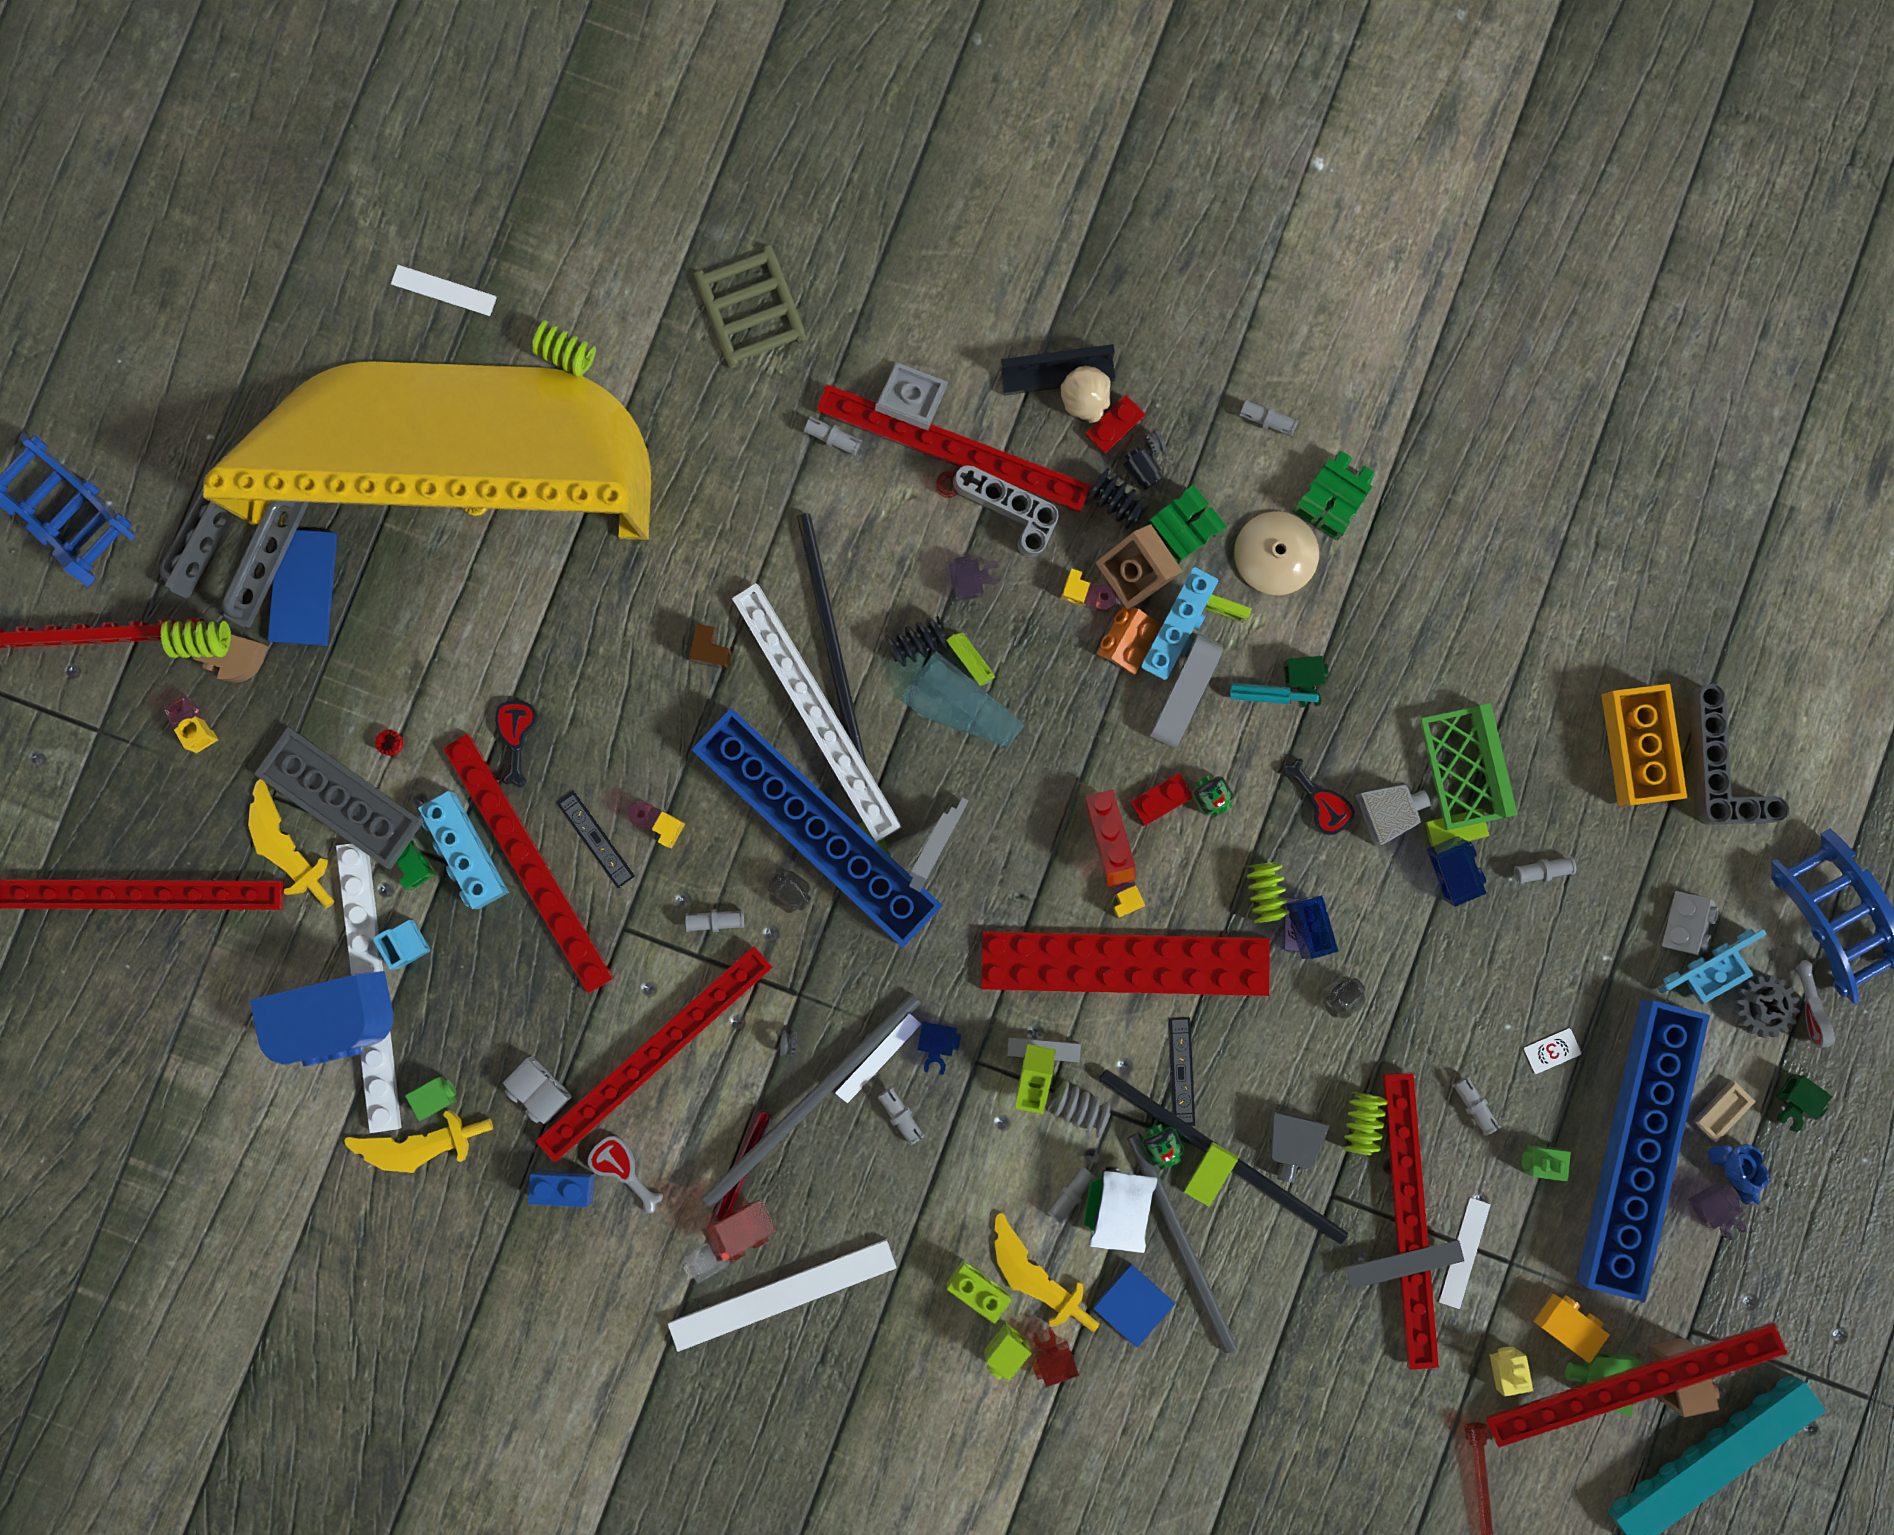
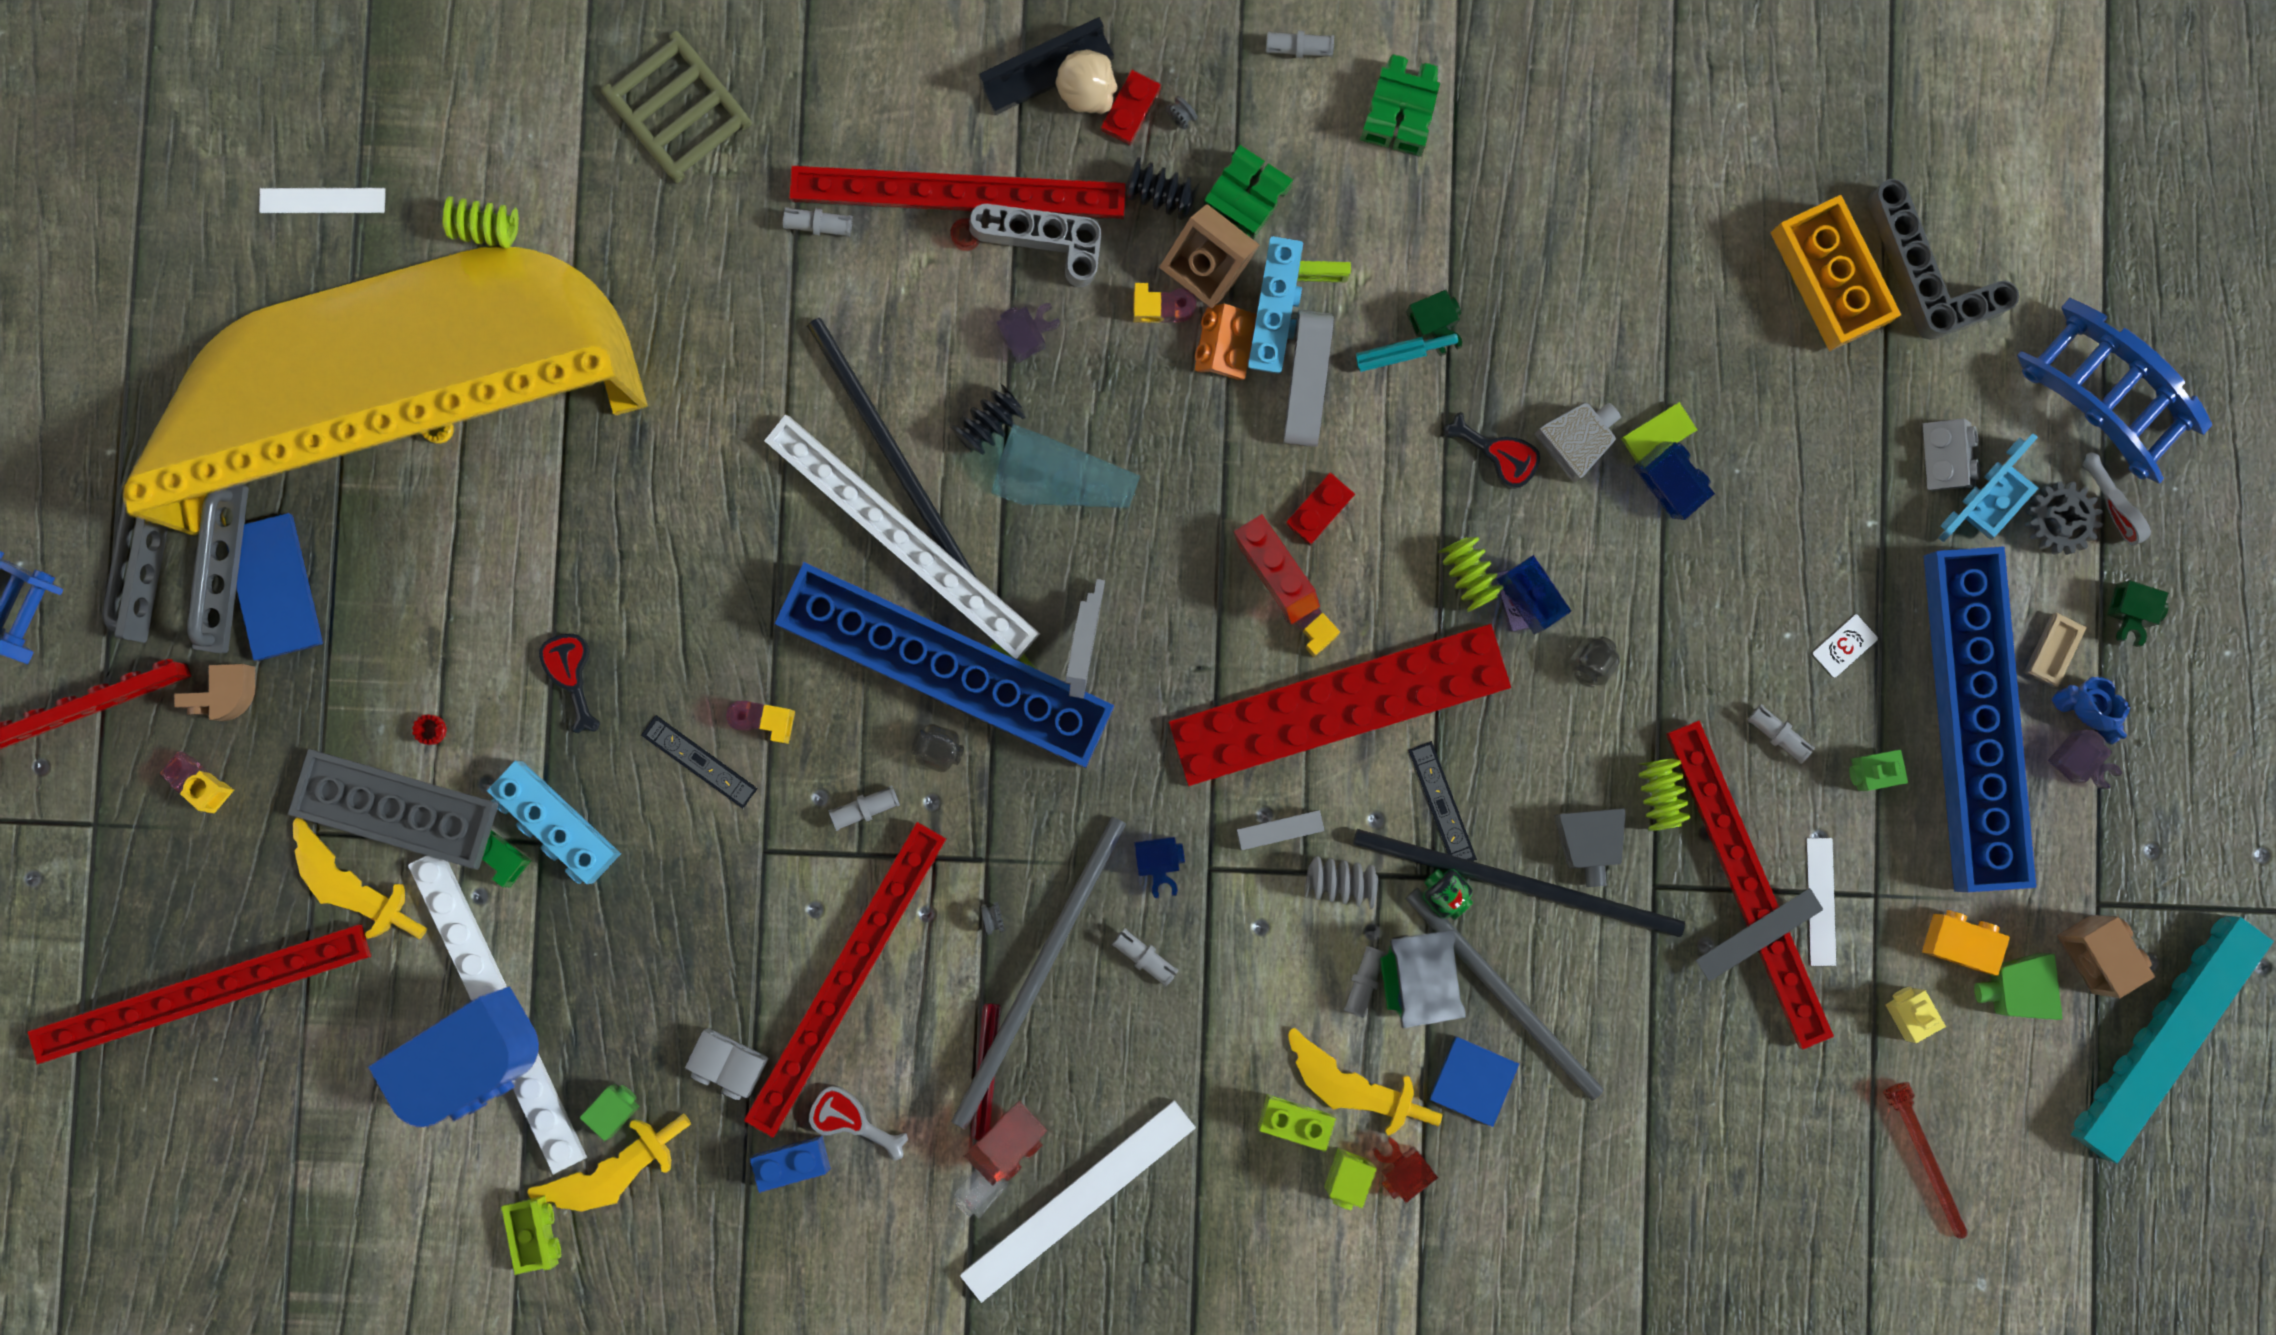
camera: 20 degrees left, 0 degrees up
(196, 640) = (171, 685): lime piece -> none
(336, 1176) = (531, 1235): none -> lime bracket
(401, 945) = (519, 951): medium azure piece -> none
(528, 863) = (632, 813): red plate -> none
(705, 650) = (755, 510): reddish brown piece -> none
(878, 1058) = (1098, 901): white sticker -> none
(911, 396) = (891, 148): light grey tile -> none
(971, 658) = (1055, 420): lime tile -> none
(1035, 1079) = (1281, 864): lime brick -> none
(1142, 467) = (1177, 145): black brick -> none
(1210, 1174) = (1511, 906): lime tile -> none
(1213, 795) = (1375, 485): head -> none
(1263, 567) = (1356, 214): tan dish -> none
(1492, 760) = (1676, 351): bright green fence -> none
(1545, 870) = (1771, 447): light grey pin -> none
(1637, 1384) = (2056, 979): red plate -> none

